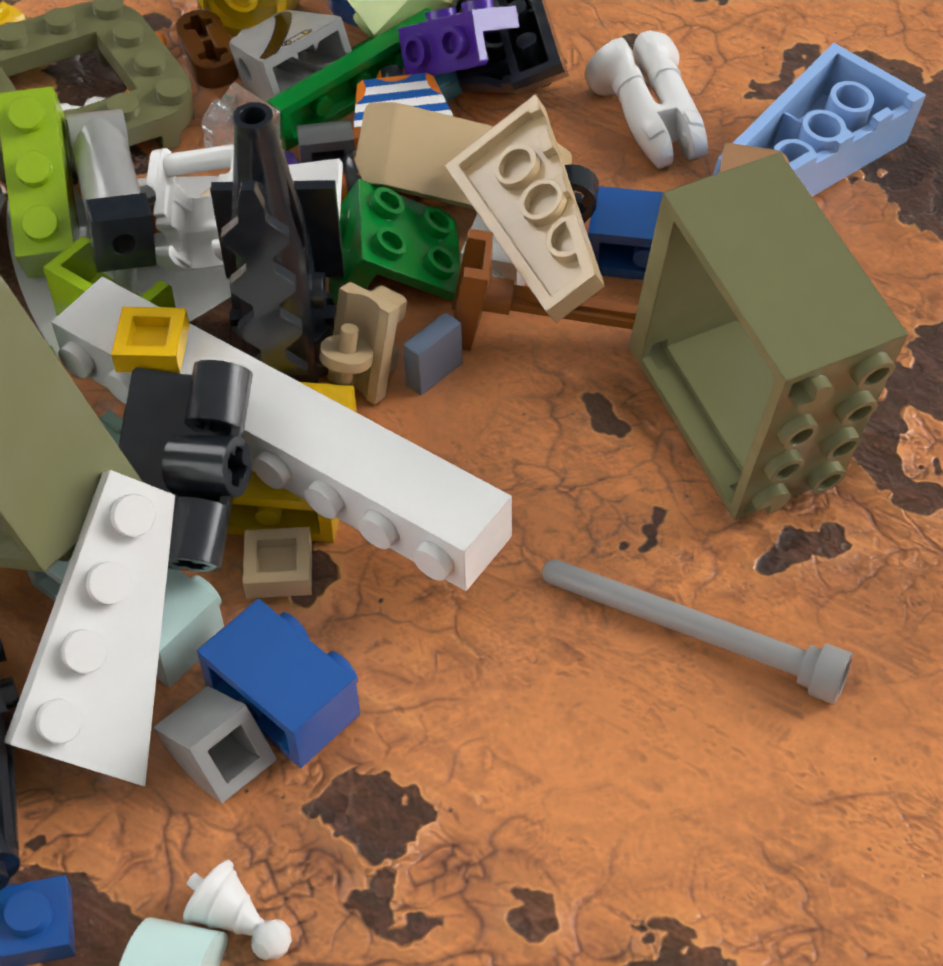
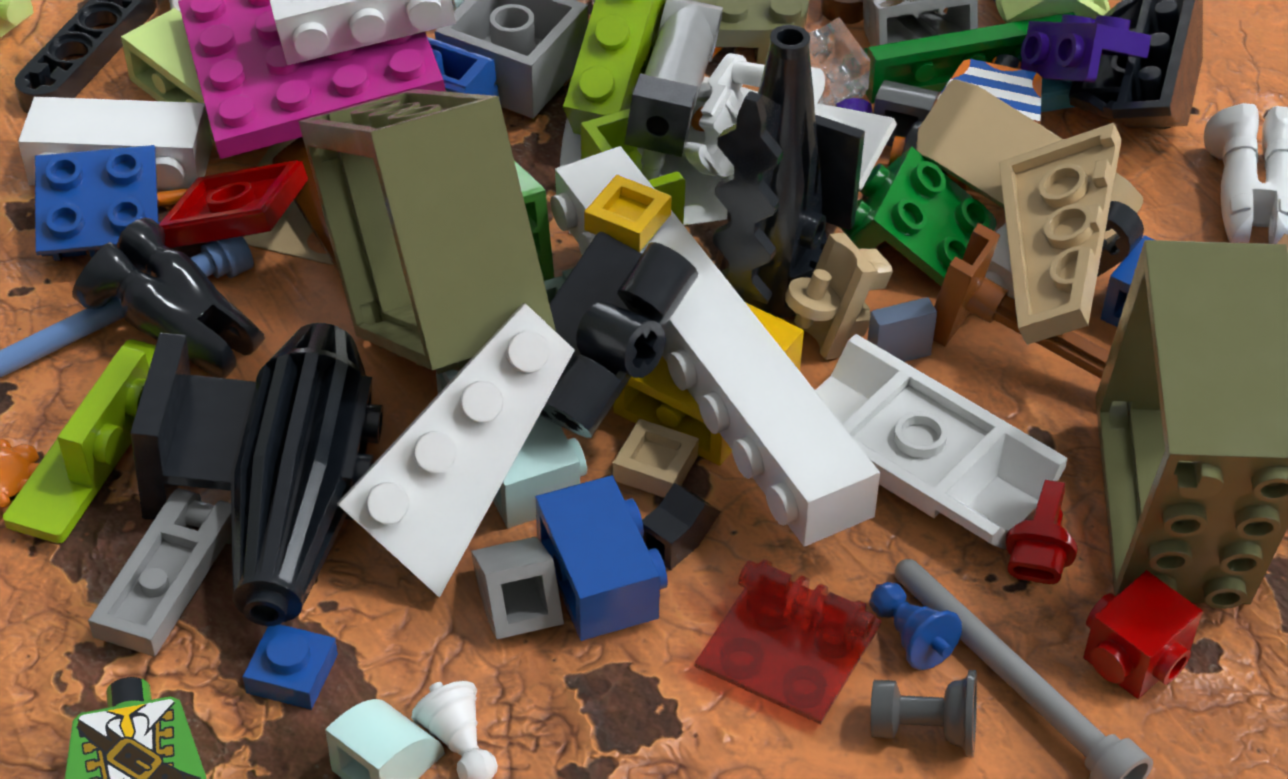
camera: 25 degrees right, 5 degrees down
(332, 614) = (678, 524): none -> black piece
(489, 685) = (789, 641): none -> clear red hinge
(522, 442) = (938, 444): none -> white piece
(602, 621) = (924, 632): none -> blue piece
(656, 500) = (1041, 545): none -> red piece
(672, 685) = (954, 712): none -> dark grey piece
(781, 544) = (1141, 635): none -> red brick

